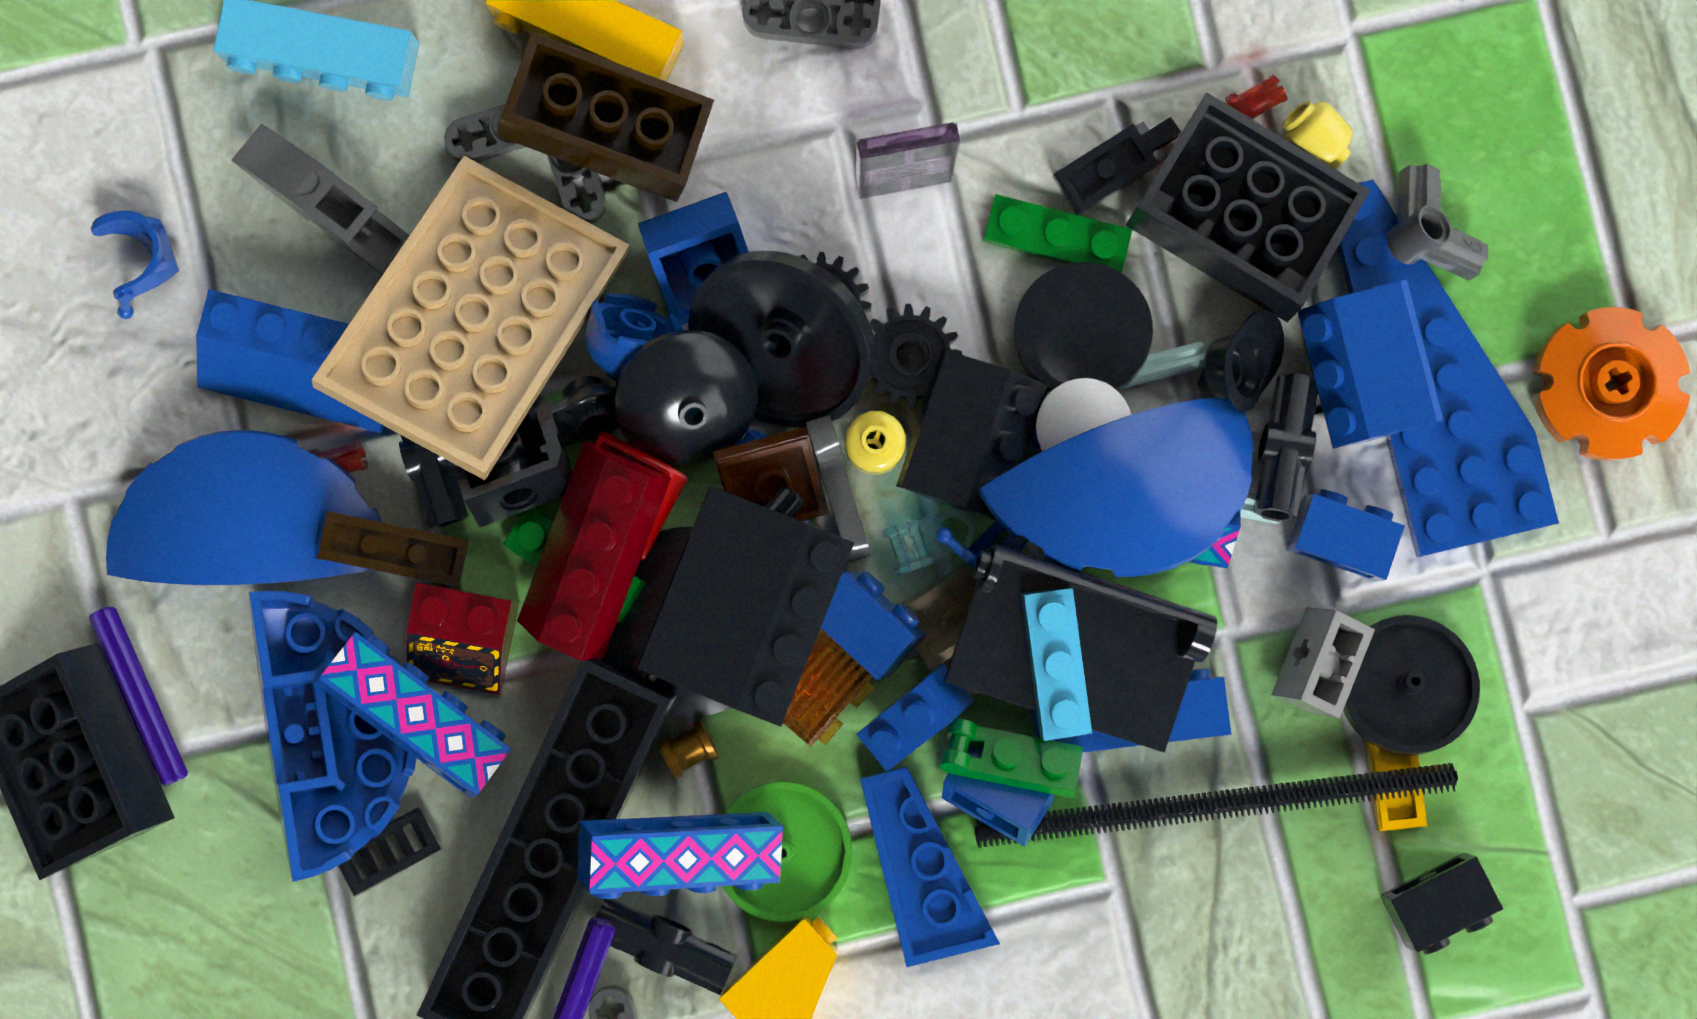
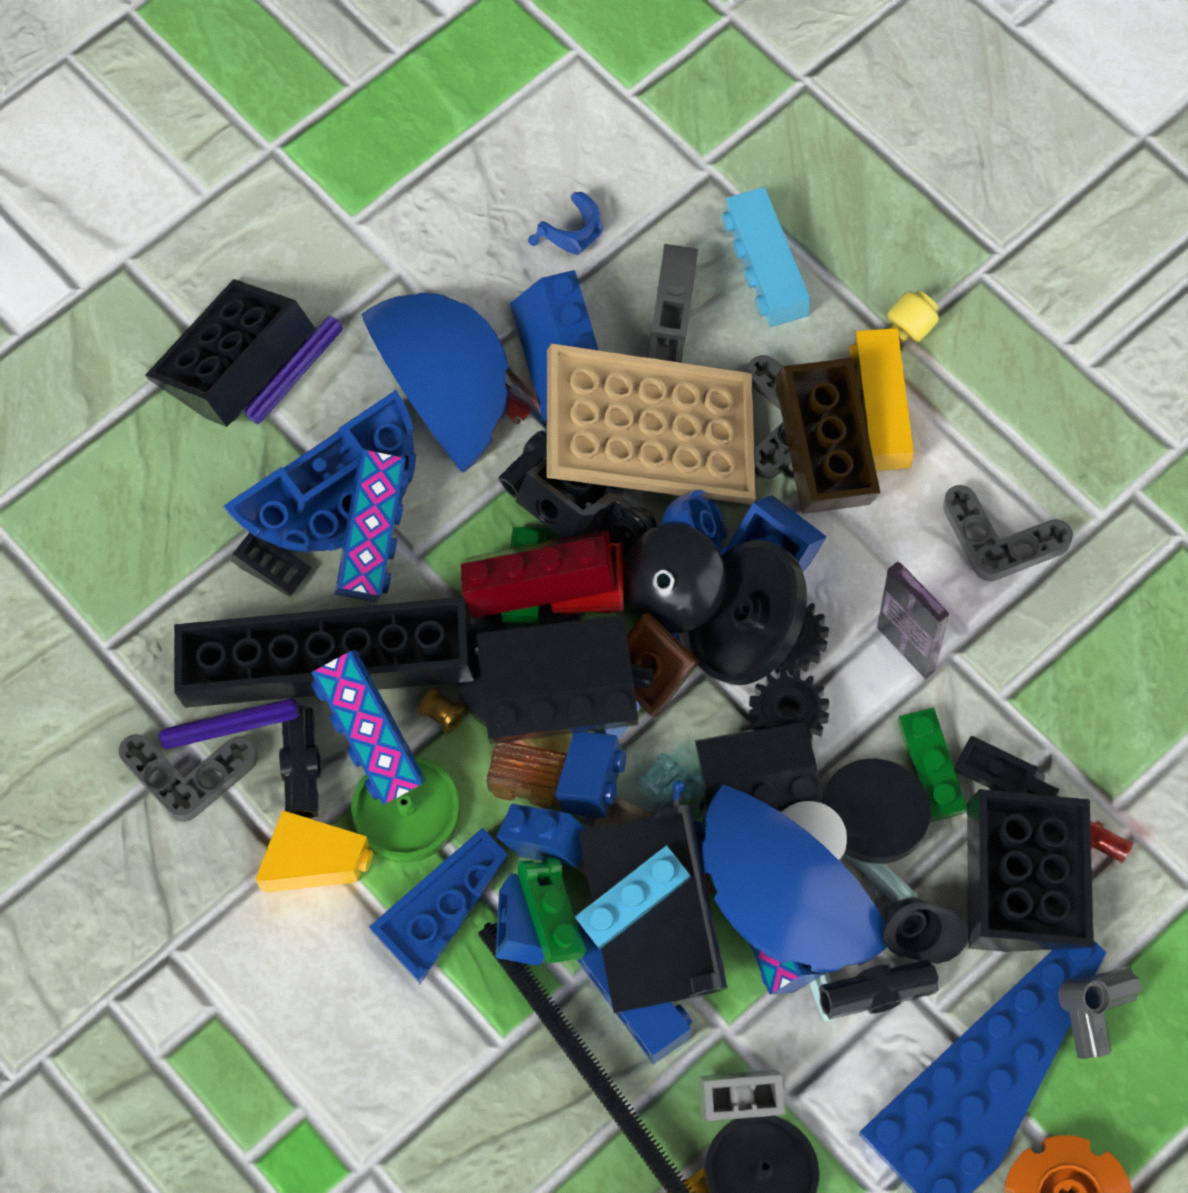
camera: 65 degrees right, 20 degrees down
(391, 548) = (471, 459): dark brown plate -> none
(461, 637) = (437, 532): dark red slope -> none
(831, 467) = (693, 685): dark grey beam -> none
(875, 460) = (716, 714): light yellow head -> none
(1319, 132) = (1112, 896): light yellow head -> none
(1346, 535) = (841, 1067): blue brick -> none
(1370, 364) = (969, 1010): blue slope -> none

